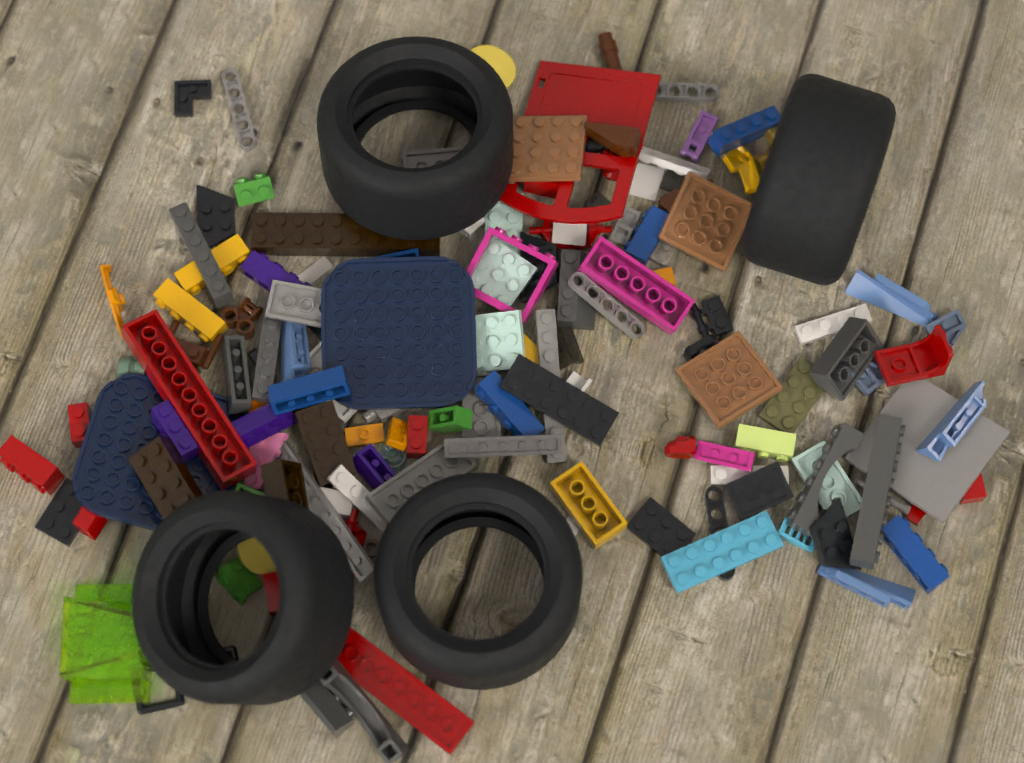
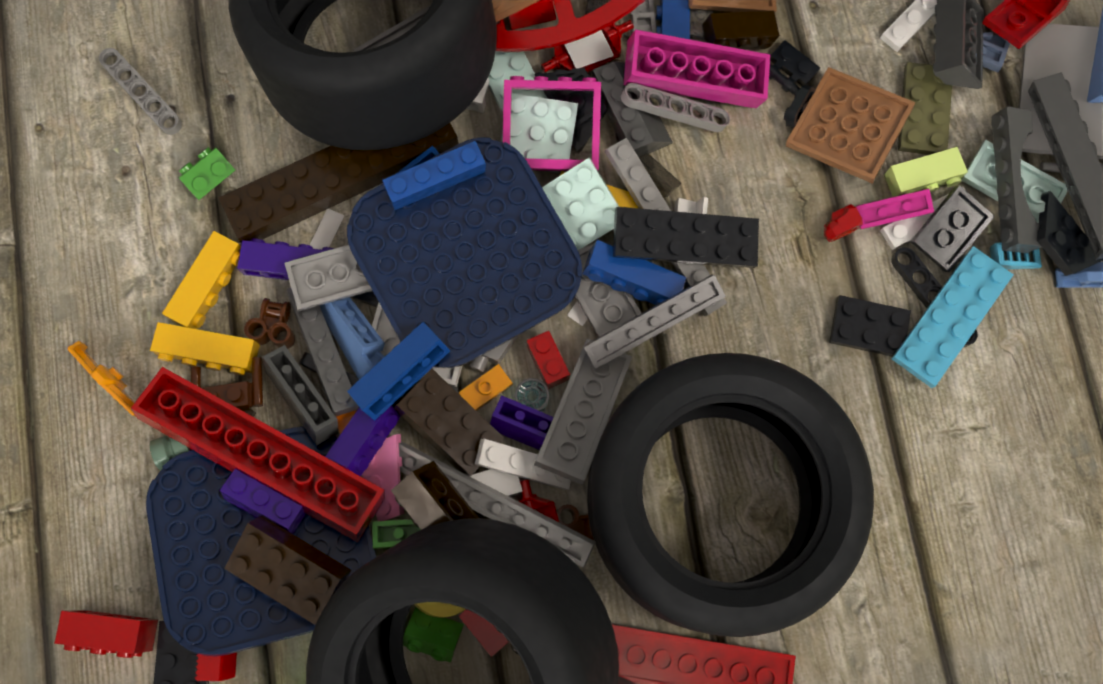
camera: 30 degrees left, 5 degrees up
(79, 420) = (137, 544): red brick -> none
(186, 92) = (68, 101): black plate -> none
(201, 255) = (184, 275): dark grey arch -> none
(215, 215) = (176, 226): black wing -> none
(397, 433) = (524, 368): light orange plate -> none
(403, 270) = (434, 175): none -> blue brick
(450, 419) = (576, 321): bright green brick -> none
(588, 505) = (782, 337): yellow brick -> none
(687, 272) = (741, 29): none -> dark brown brick

